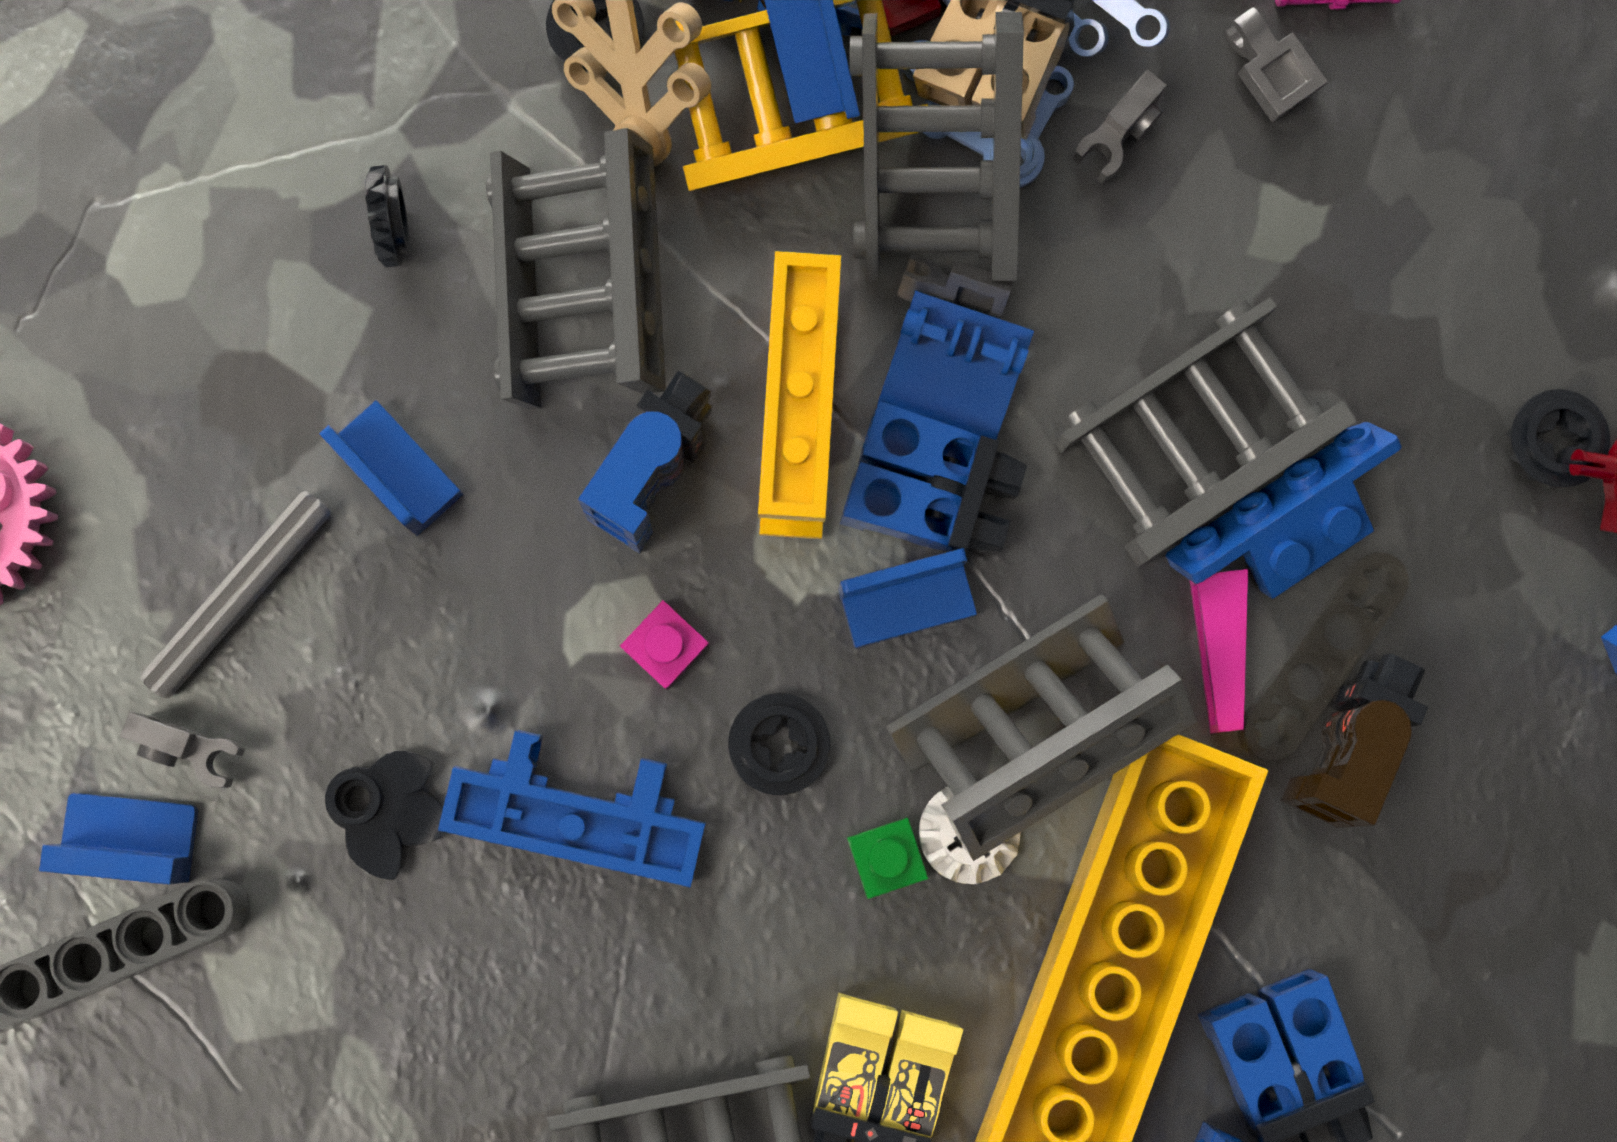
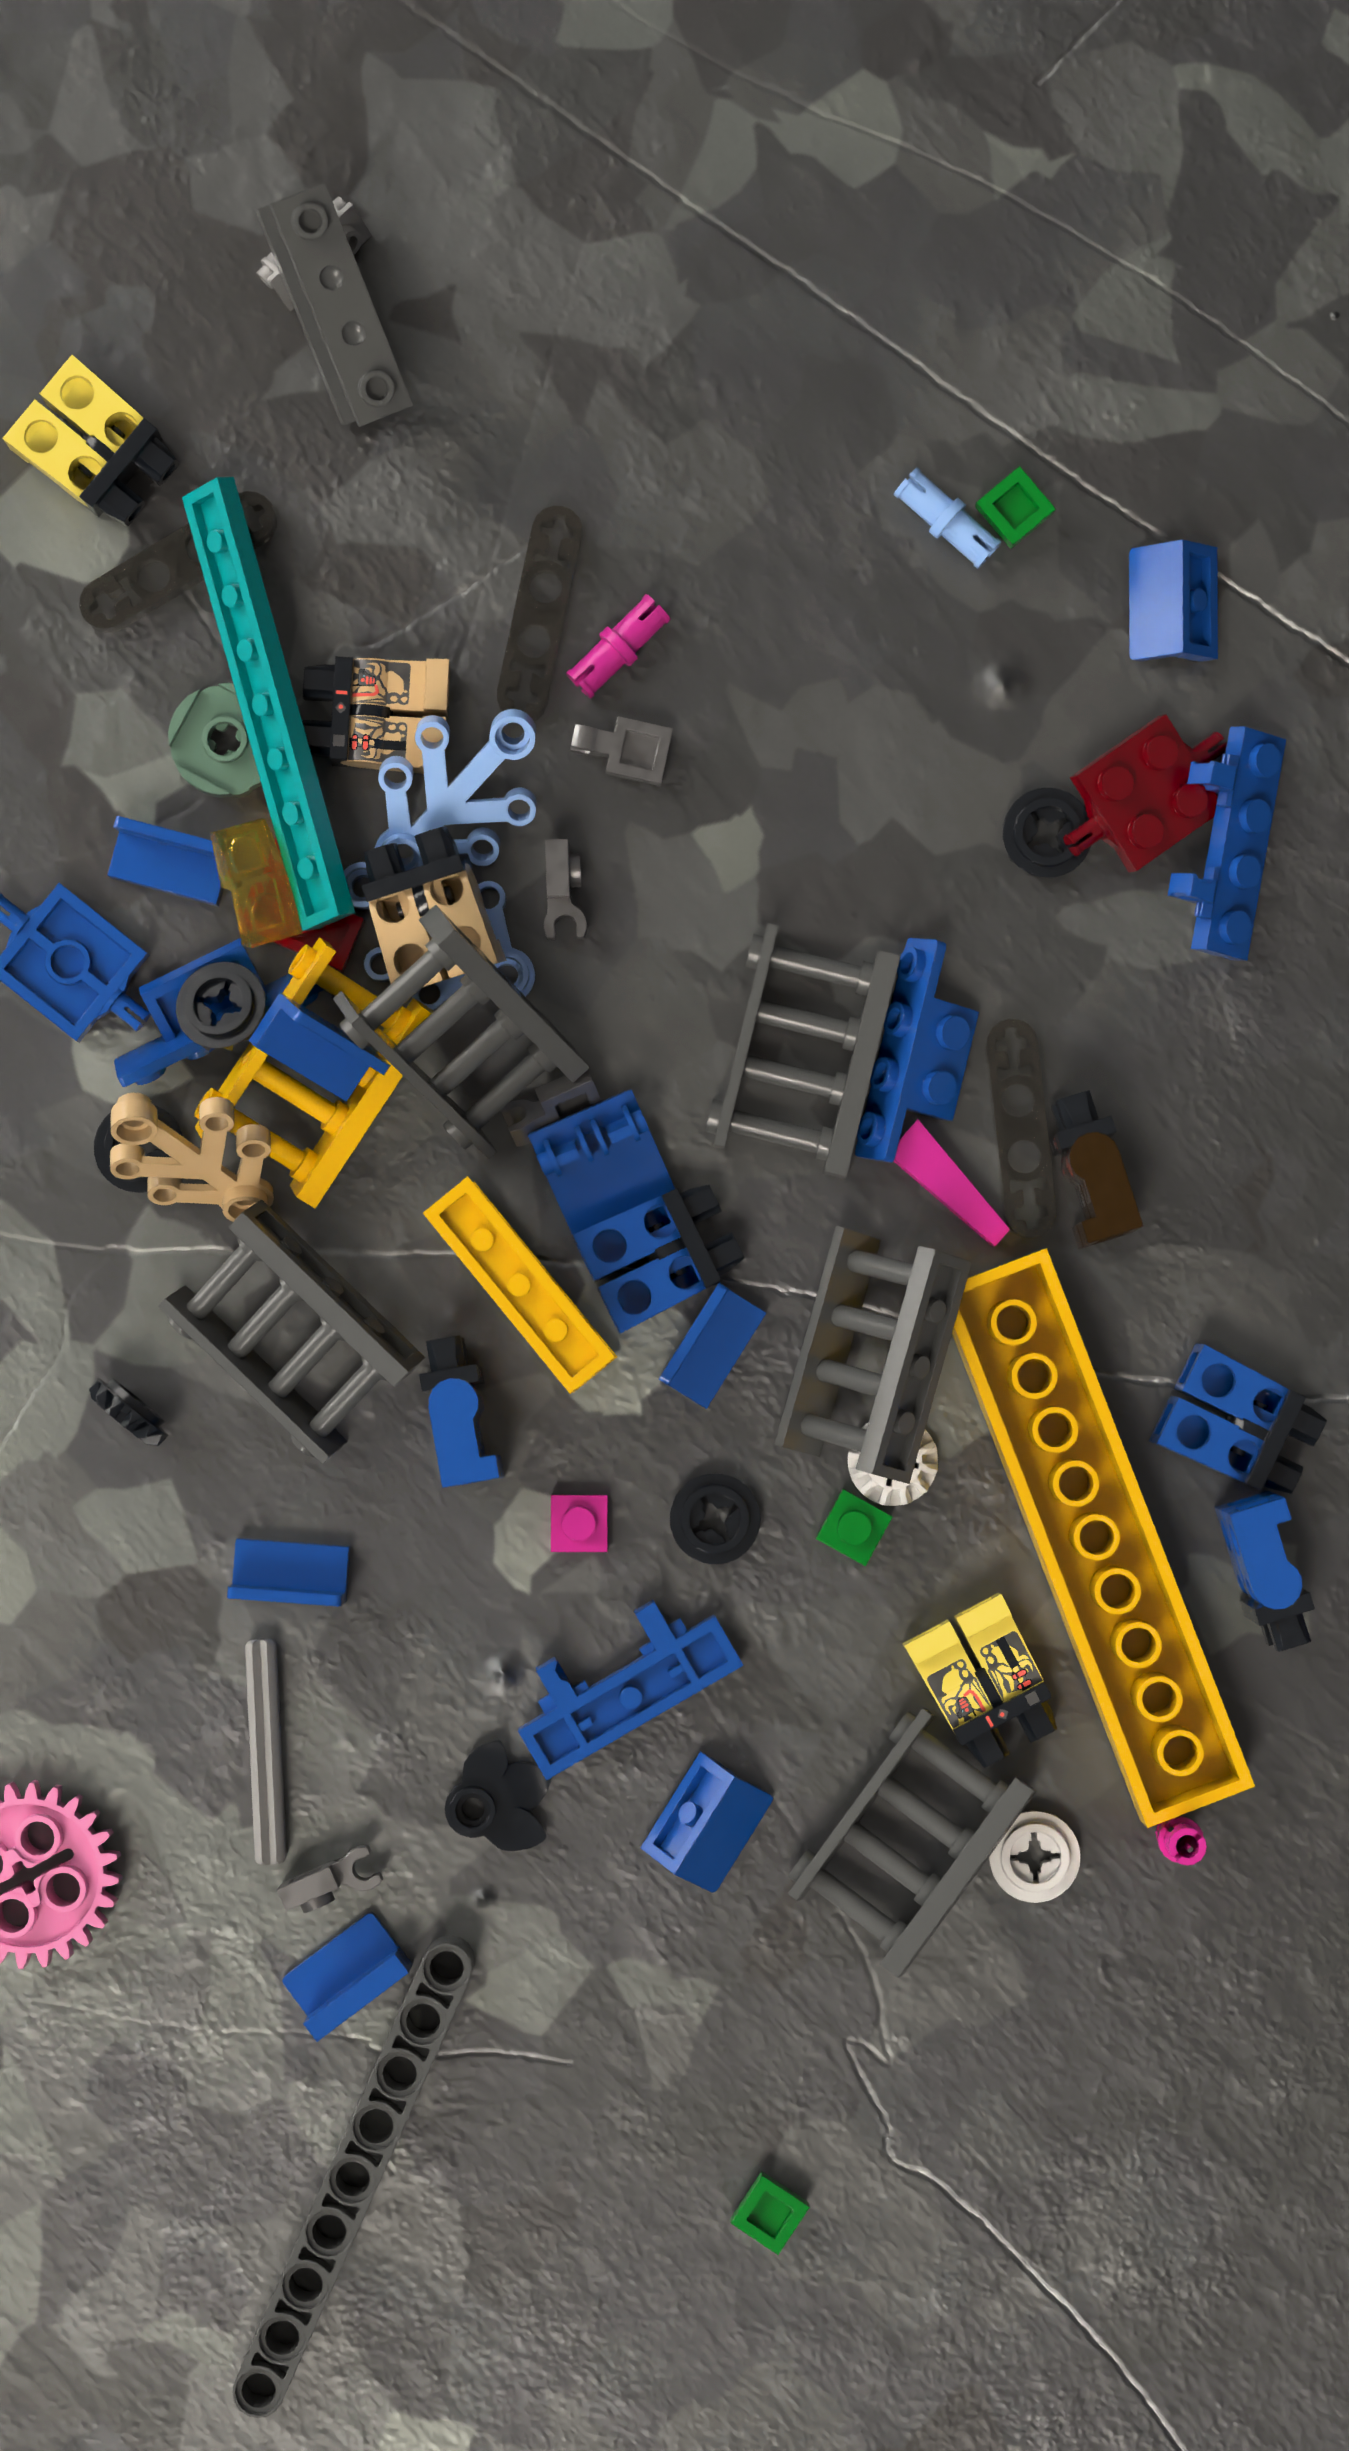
camera: 30 degrees left, 5 degrees up
(536, 992) = (706, 1823): none -> blue panel

